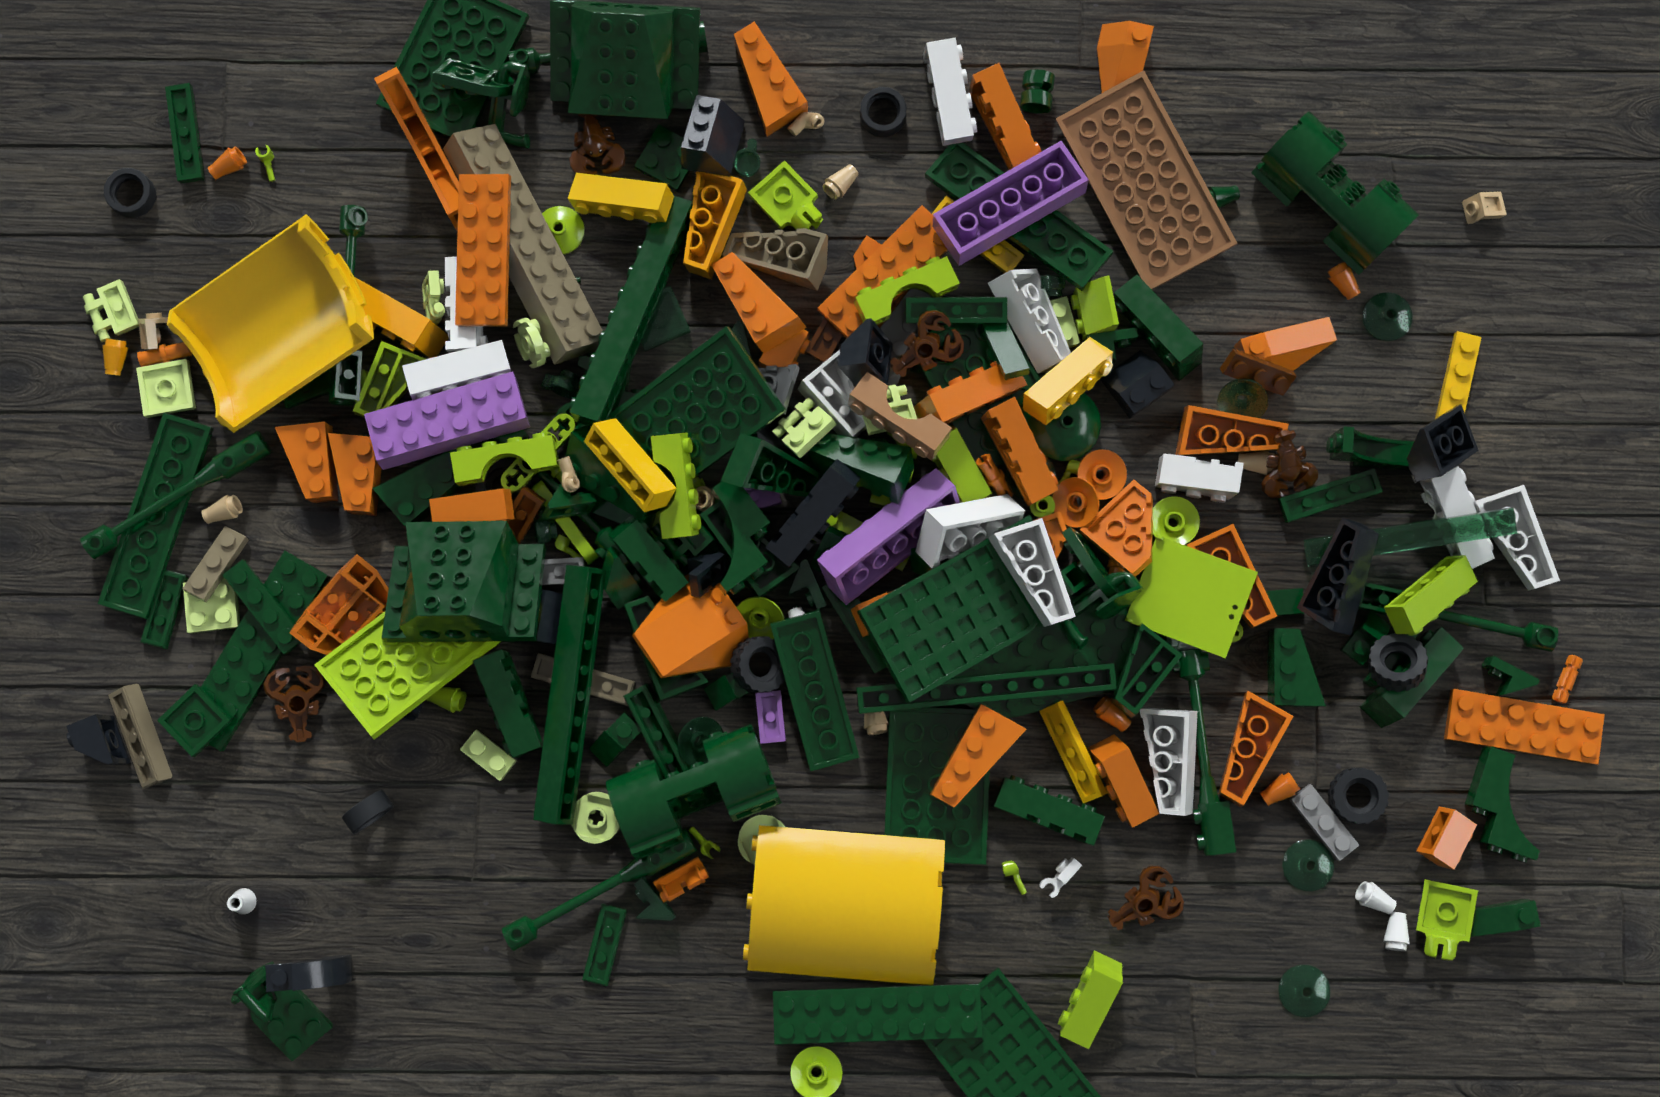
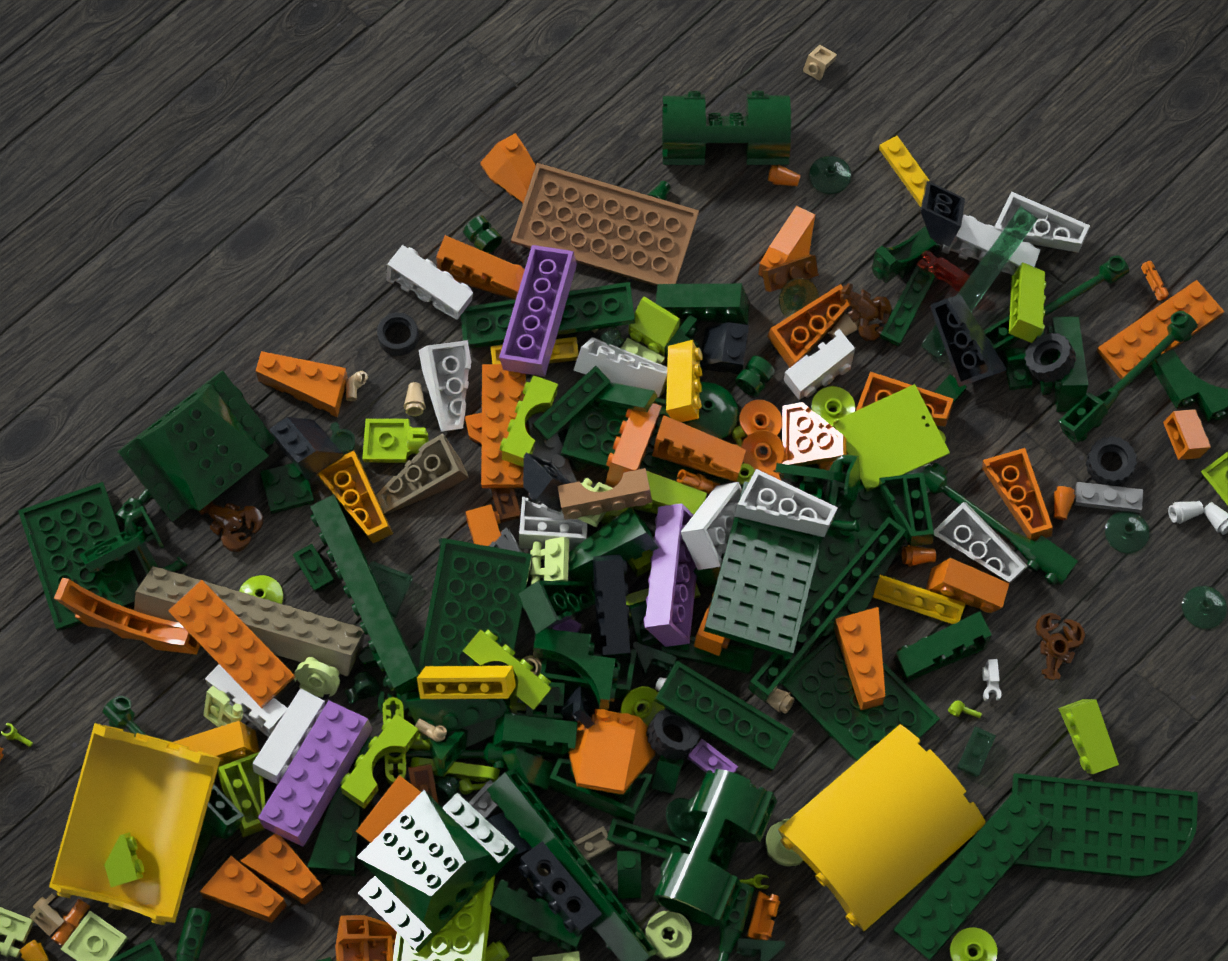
camera: 45 degrees left, 15 degrees down
(238, 347) = (123, 863): none -> lime slope
(539, 743) = (542, 857): none -> black brick
(620, 247) = (313, 568): none -> dark green plate
(621, 197) = (284, 534): yellow brick -> none
(759, 307) = (445, 516): orange wedge -> none
(884, 188) = (446, 377): none -> white wedge
(928, 345) = (574, 441): reddish brown animal -> none
(987, 919) = (976, 751): none -> clear green plate
(1136, 432) = (756, 374): none -> dark green wheel
(1291, 671) = (994, 426): dark green wedge -> none
(1387, 738) = (1092, 409): none -> dark green bar
(1391, 497) = (944, 270): none -> clear red plate
(1513, 677) = (1122, 307): dark green slope -> none

